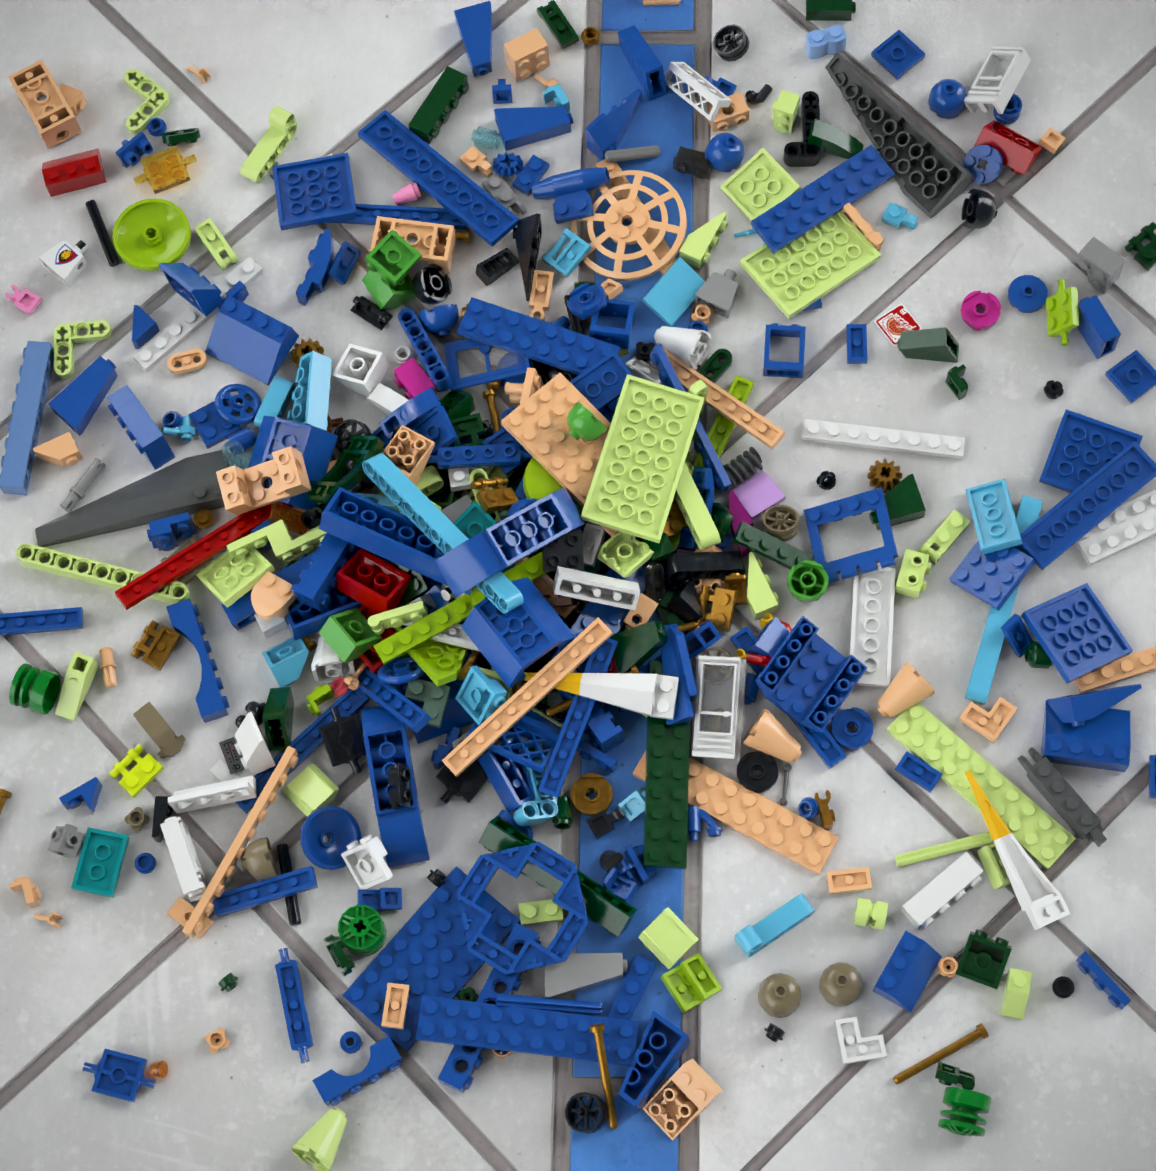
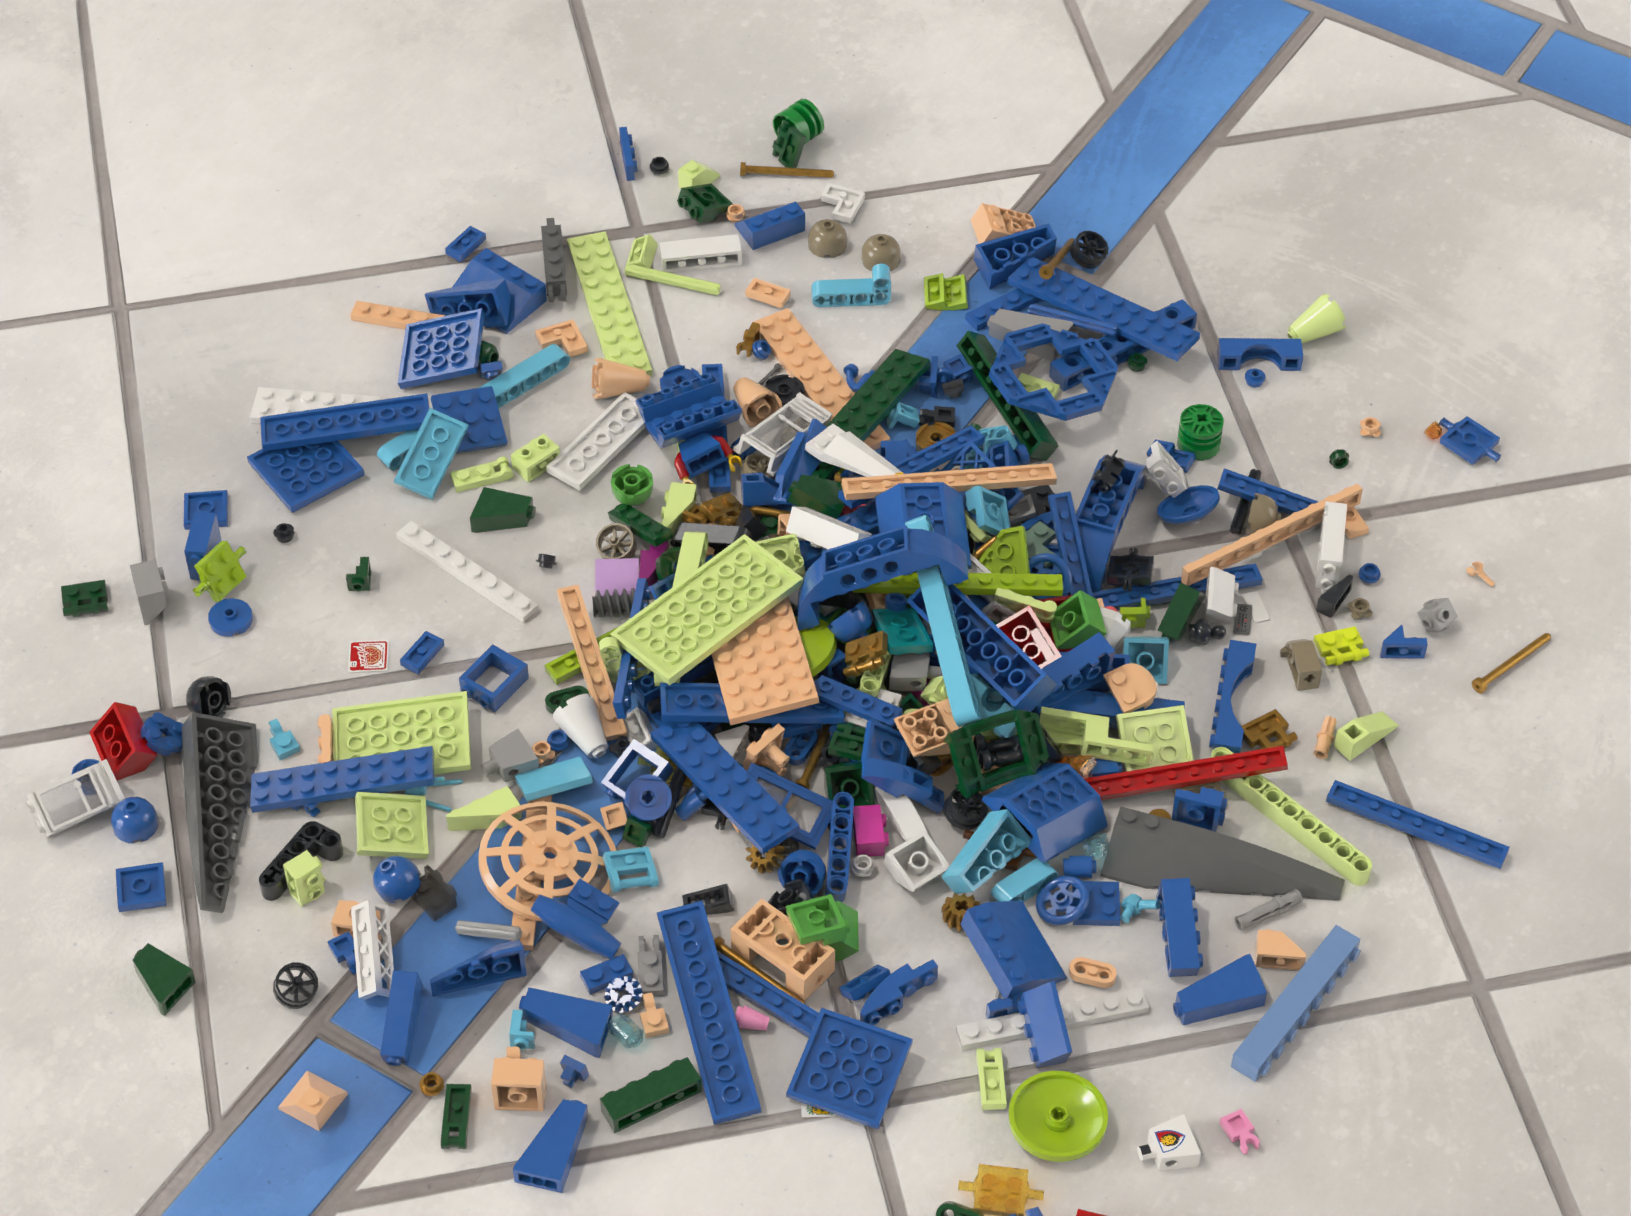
camera: 155 degrees left, 20 degrees down
(31, 892) = (1492, 604): light nougat bracket -> none
(34, 689) = (1408, 740): green wheel -> none
(73, 337) = (1204, 1065): yellowish green beam -> none
(100, 862) = (1410, 590): teal plate -> none
(102, 233) = (1112, 1161): black axle -> none
(143, 327) = (1121, 1028): blue slope -> none
(172, 419) = (1145, 920): blue plate -> none
(213, 794) = (1278, 584): white fence -> none
(245, 488) = (1100, 793): light nougat plate -> none
(270, 145) = (868, 1150): yellowish green beam -> none
(294, 1005) = (1289, 418): blue plate -> none
(311, 790) = (1180, 549): yellowish green slope -> none
(337, 954) = (1230, 424): dark green plate -> none
(371, 312) = (869, 923): black hinge -> none
(395, 1006) = (1202, 370): light nougat plate -> none
(428, 956) = (1153, 398): blue plate -> none
(437, 877) = (1111, 444): black plate -> none
(528, 241) = (665, 889): black wedge -> none
(541, 293) = (684, 849): light nougat plate -> none
(584, 424) = (742, 647): bright green cylinder -> none
(668, 938) = (943, 325): yellowish green slope -> none
(760, 97) = (313, 925): black arm -> none
(774, 1032) = (903, 235): black plate -> none
(825, 41) = (199, 934): light blue brick -> none
(833, 140) = (284, 827): dark green slope -> none
(847, 507) = (552, 524): blue hinge -> none
(870, 913) = (769, 263): yellowish green wheel -> none
(884, 468) = (492, 537): pearl gold gear -> none
(918, 771) = (652, 331): blue plate -> none
(929, 344) = (360, 612): slope -> none
(981, 300) = (285, 633): dark pink plate -> none
(1030, 885) = (628, 222): white plate -> none
(1051, 140) = (78, 727): light nougat plate -> none

